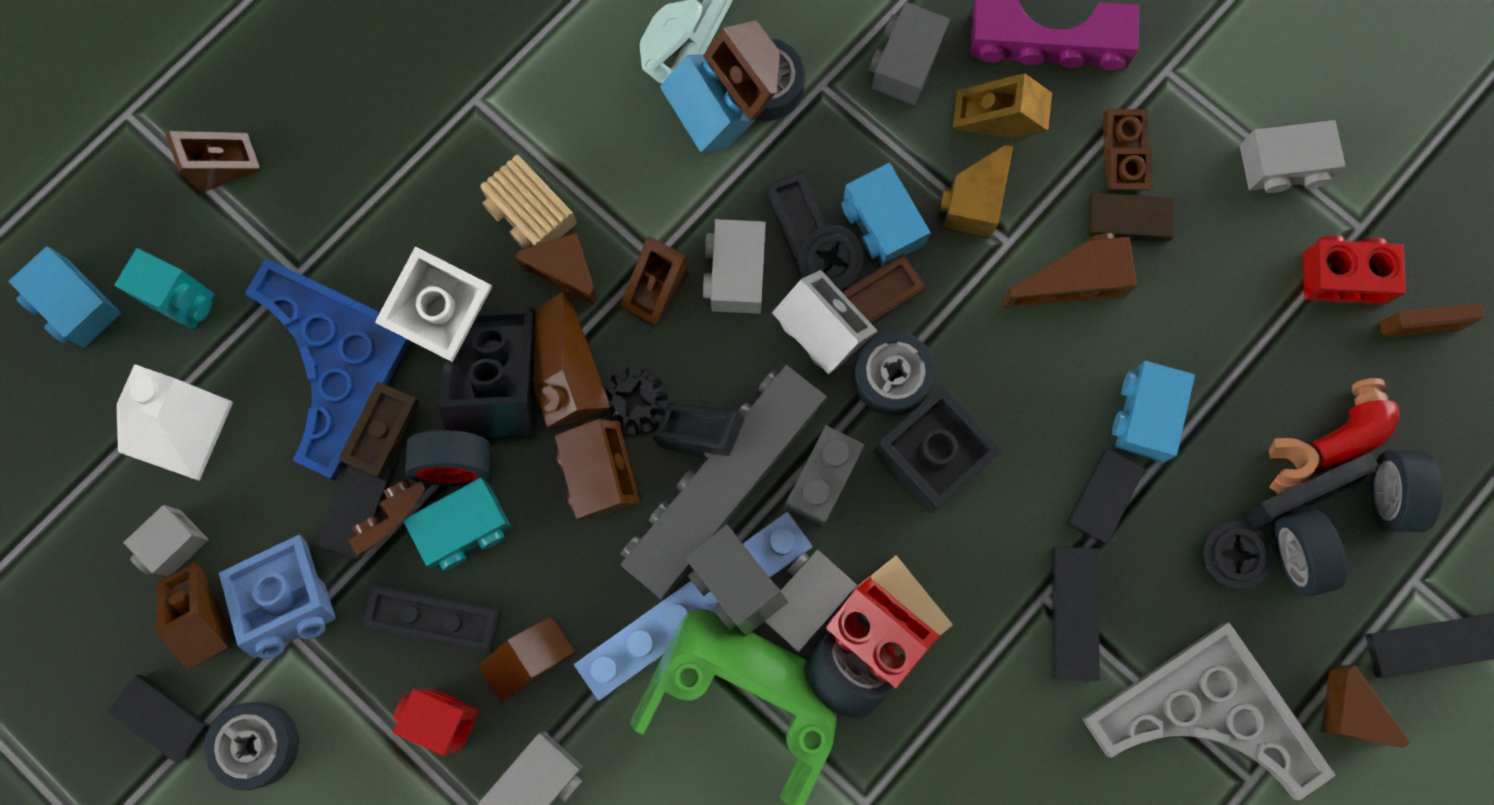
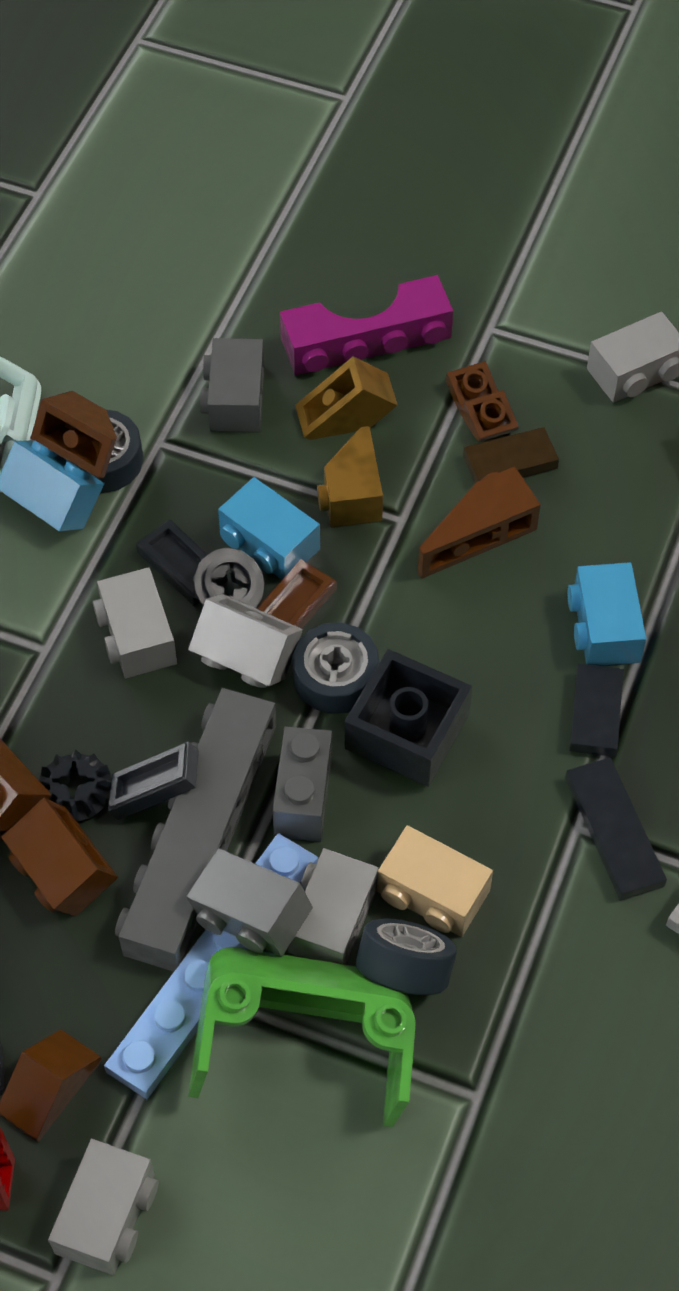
camera: 20 degrees left, 20 degrees down
(655, 281) = (55, 660): reddish brown slope -> none
(888, 623) = (423, 883): red brick -> none

